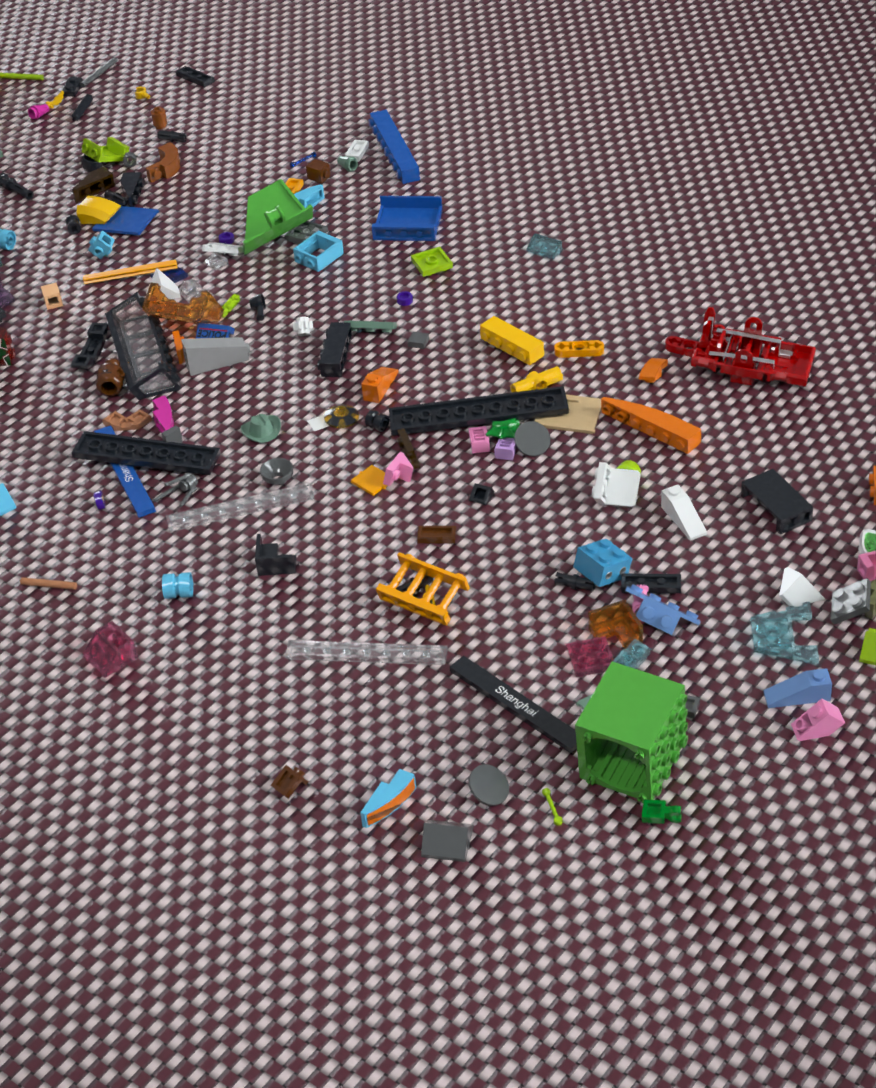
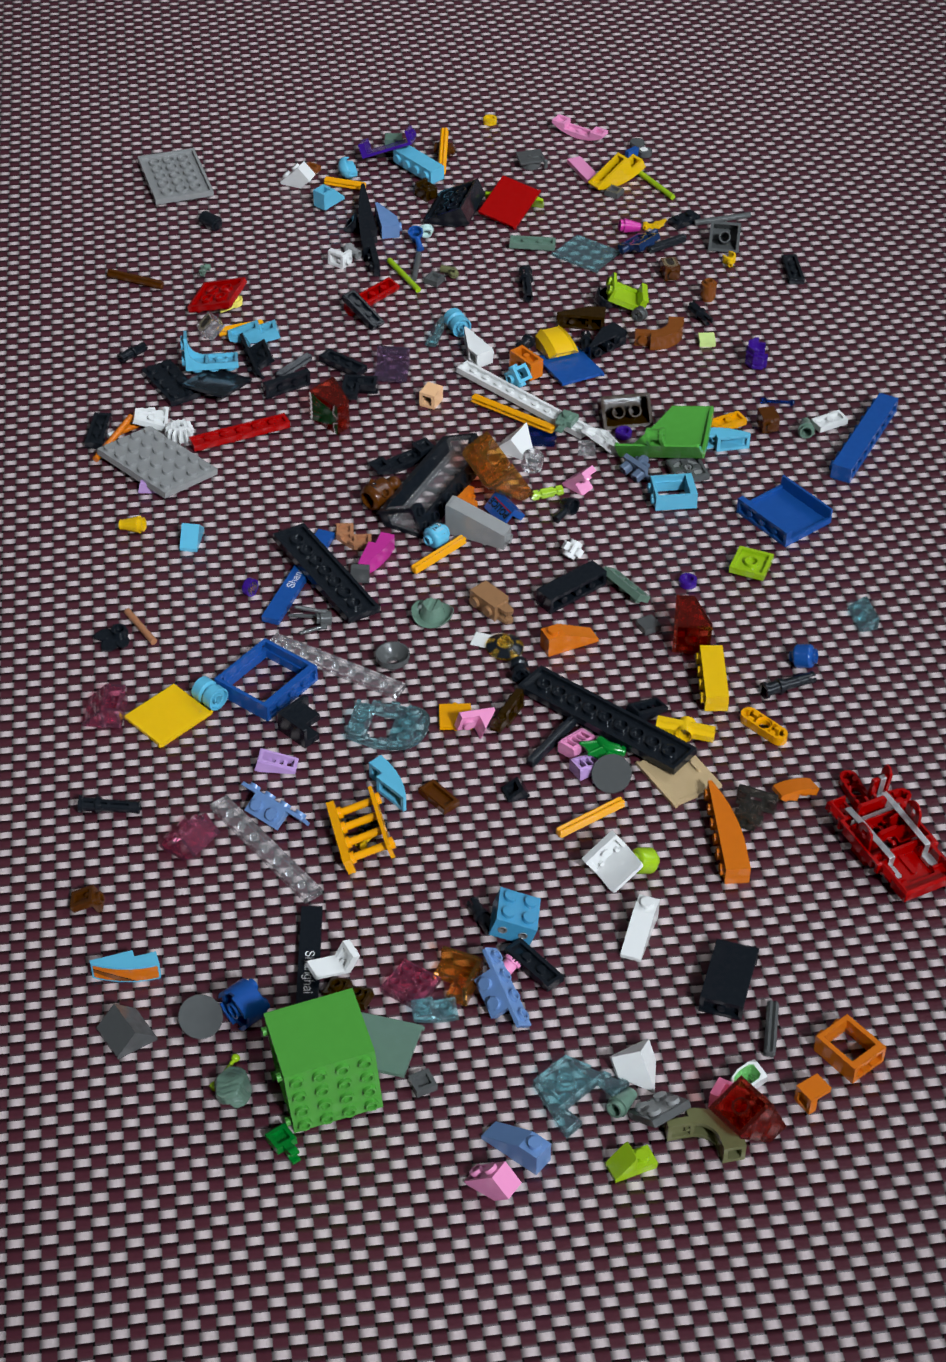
camera: 40 degrees right, 0 degrees up
(29, 145) = (586, 253): none -> clear light blue piece
(39, 604) = (113, 637): none -> black plate
(40, 247) = (476, 349): none -> white slope
(63, 115) = (639, 241): none -> dark blue plate
(89, 229) = (523, 355): none -> orange brick
(110, 120) = (670, 268): none -> reddish brown brick
(119, 259) = (516, 395): none -> white plate
(120, 80) = (724, 236): none -> dark grey slope
(162, 624) = (167, 715): none -> yellow piece
(179, 250) = (566, 419): none -> sand green plate
(193, 378) = (436, 535): none -> medium azure head
(199, 150) = (706, 339): none -> yellowish green tile
(202, 526) = (305, 670): none -> blue window
(202, 716) = (99, 804): none -> black pin
(209, 390) = (438, 554): none -> light orange axle
(211, 223) = (625, 410): none -> dark brown slope
(242, 283) = (580, 481): none -> bright pink slope
(251, 139) = (755, 354): none -> dark purple hair
(270, 250) = (638, 465): none -> sand blue hips
(289, 596) = (269, 761): none -> lavender slope
(296, 393) = (491, 602): none -> medium nougat hinge
(305, 684) = (190, 836): none -> clear pink slope
(334, 626) = (268, 810): none -> medium blue bracket
(352, 505) = (407, 730): none -> clear light blue slope
(389, 546) = (388, 781): none -> medium azure slope
(454, 319) = (690, 626): none -> clear red slope
(461, 449) = (551, 741): none -> black axle
(493, 386) = (645, 709): none -> black slope
(511, 750) = (243, 1003): none -> blue brick
(529, 677) = (335, 965): none -> white bracket
(546, 292) = (803, 656): none -> blue head
(553, 475) = (590, 817): none -> light orange axle
(556, 319) = (780, 686): none -> black pin
(558, 695) = (362, 994): none -> dark brown slope
(575, 808) = (233, 1087): none -> sand green hair
(649, 397) = (751, 811): none -> clear smoke tile
(821, 618) = (621, 1102): none -> sand green cone
(837, 510) = (771, 1028): none -> dark grey axle

